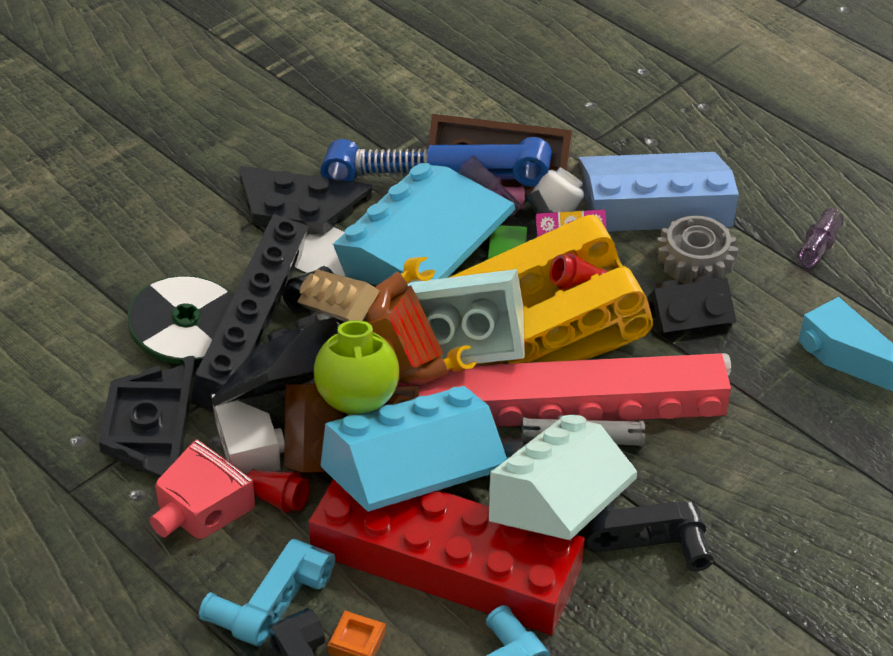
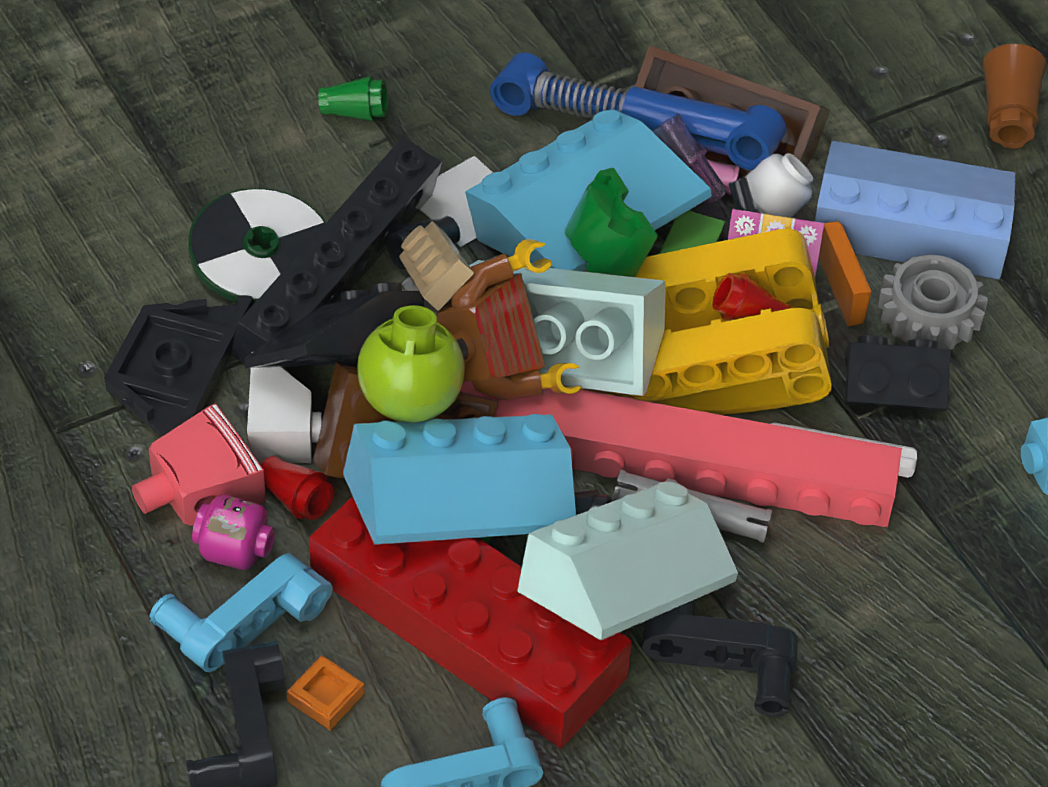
camera: 15 degrees right, 5 degrees up
(220, 199) = (355, 99): none -> green cone
(243, 534) = (233, 532): none -> dark pink head
(301, 198) = (455, 122): black wing -> none
(457, 244) = (607, 231): none -> green cylinder
(630, 246) = (844, 274): none -> orange tile
(694, 97) = (1013, 93): none -> dark orange plant

